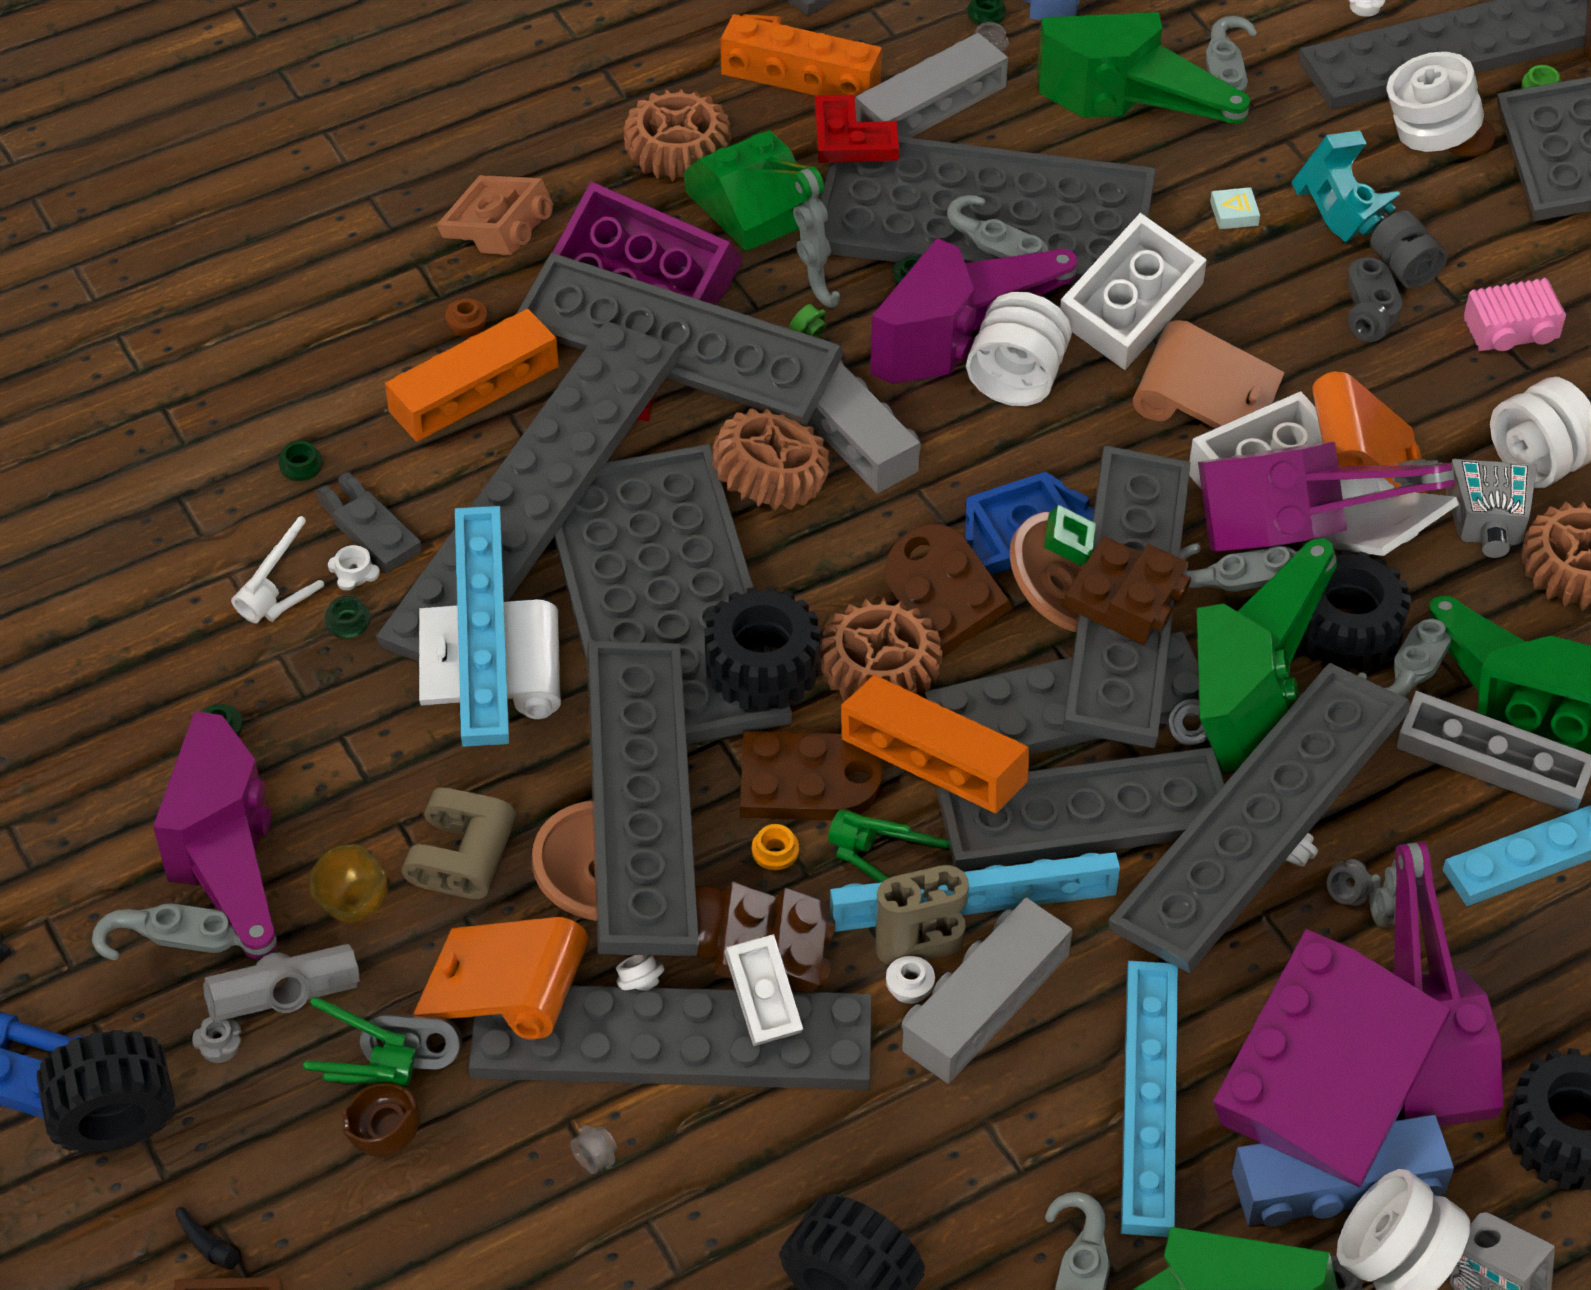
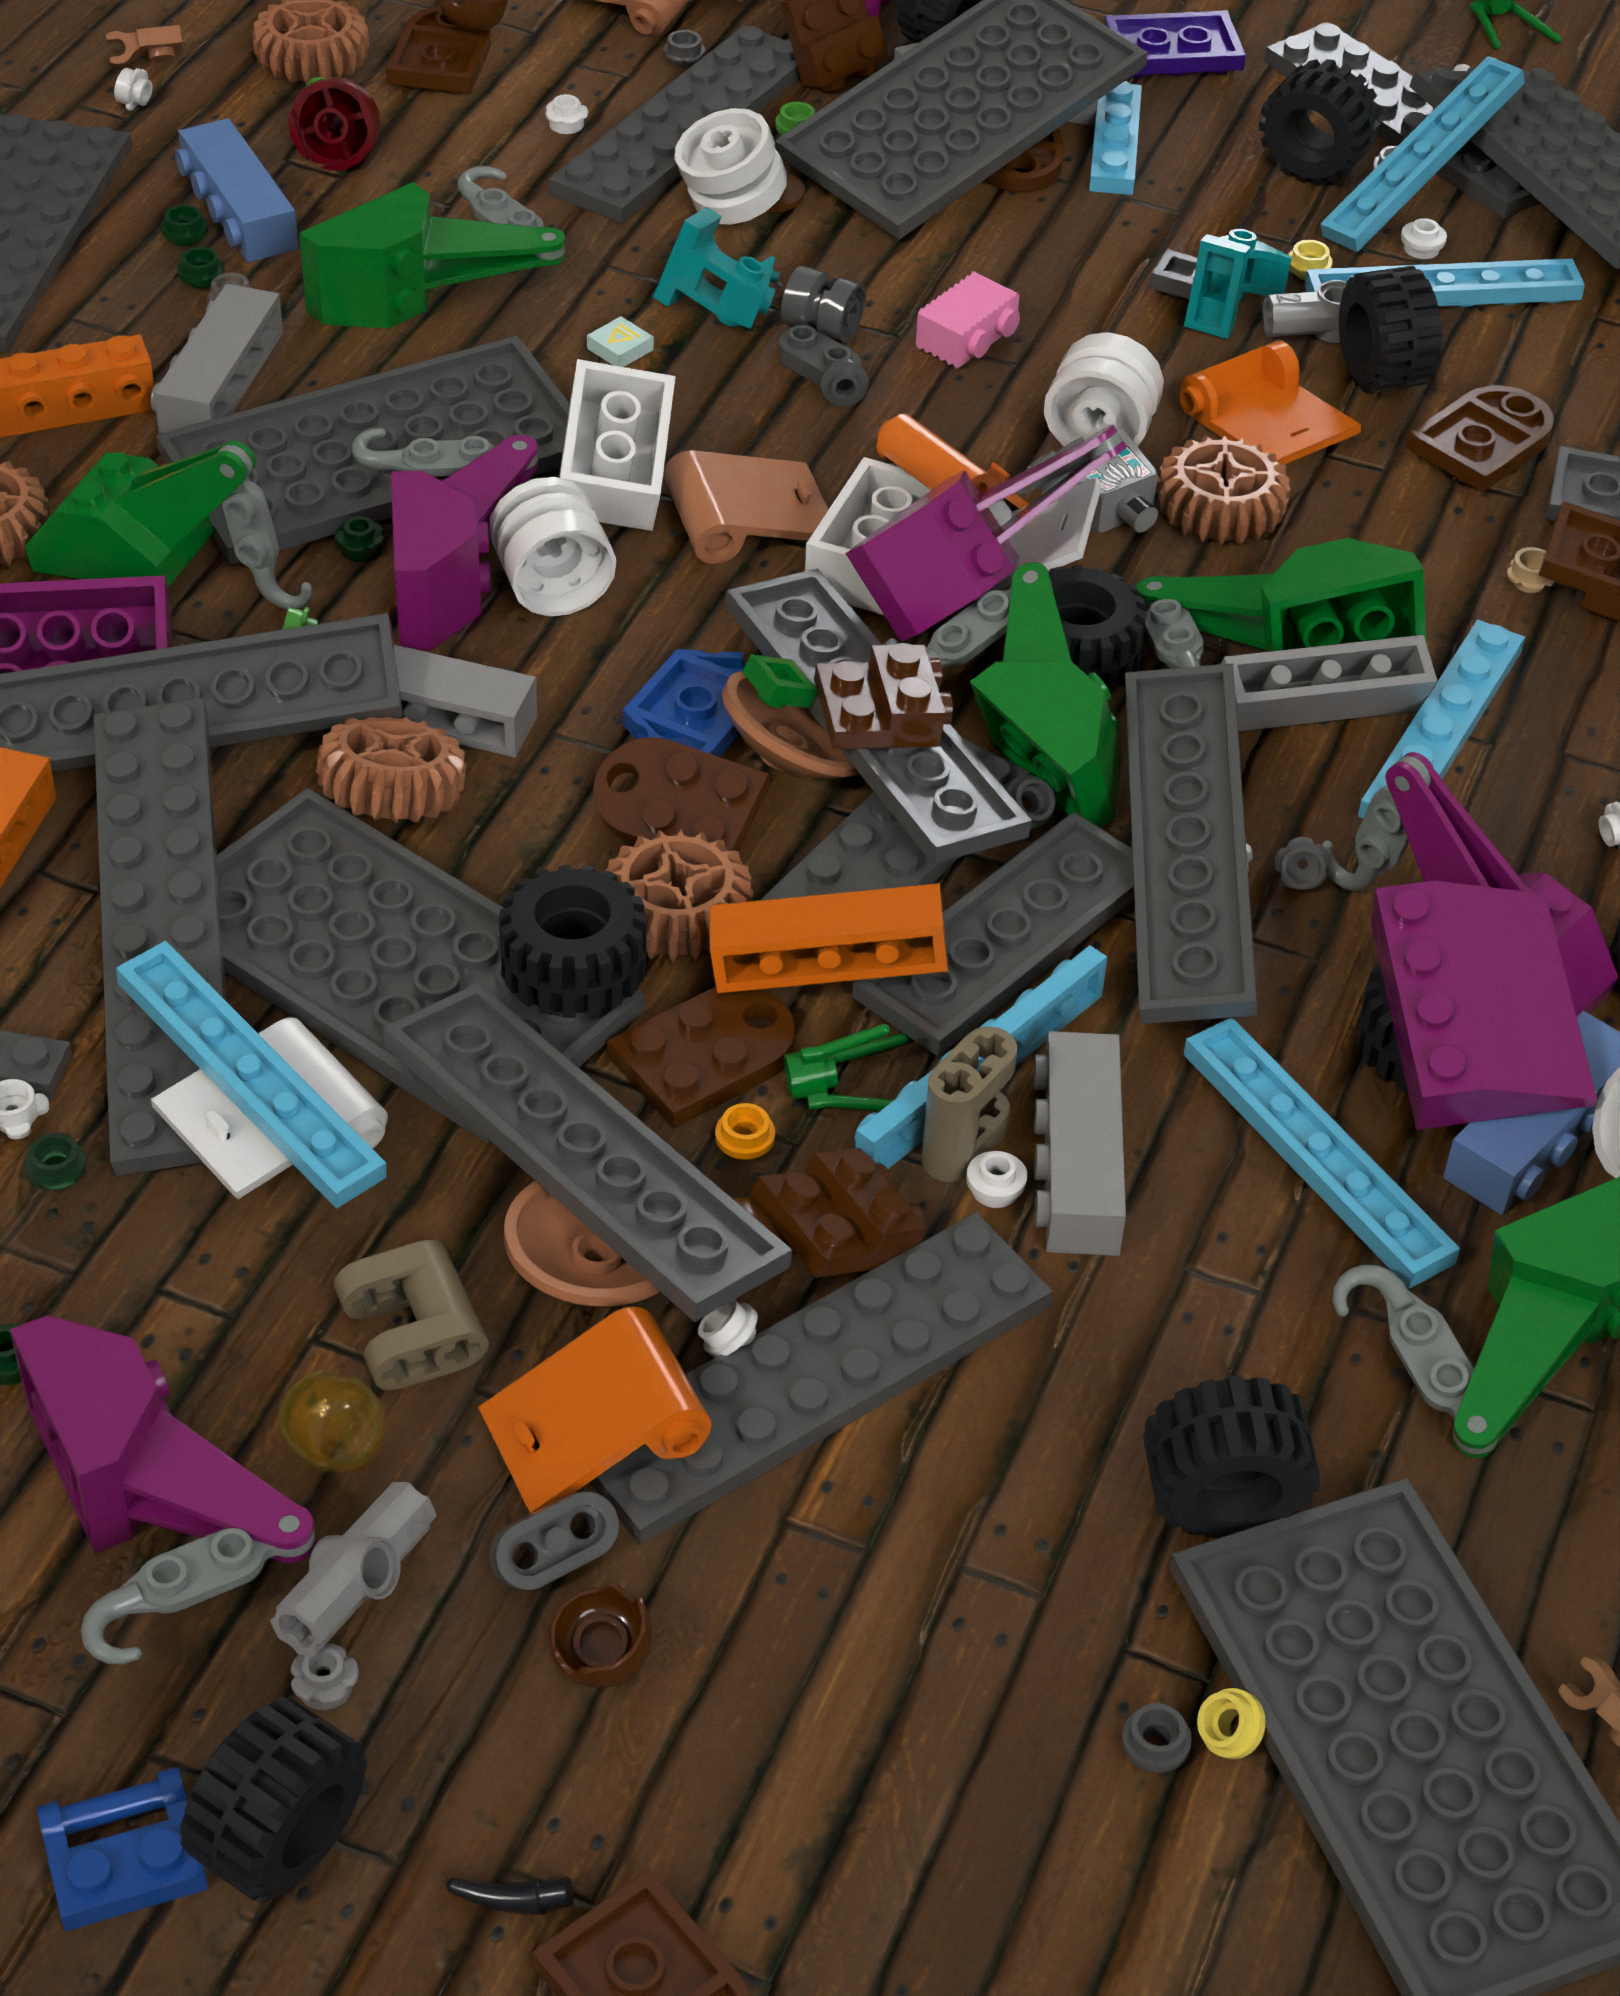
camera: 40 degrees left, 5 degrees down
(387, 1063) = (554, 1576): green plant -> none
(594, 1148) = (848, 1527): clear plate -> none
(763, 990) = (893, 1258): white plate -> none
(845, 139) = (176, 435): red plate -> none

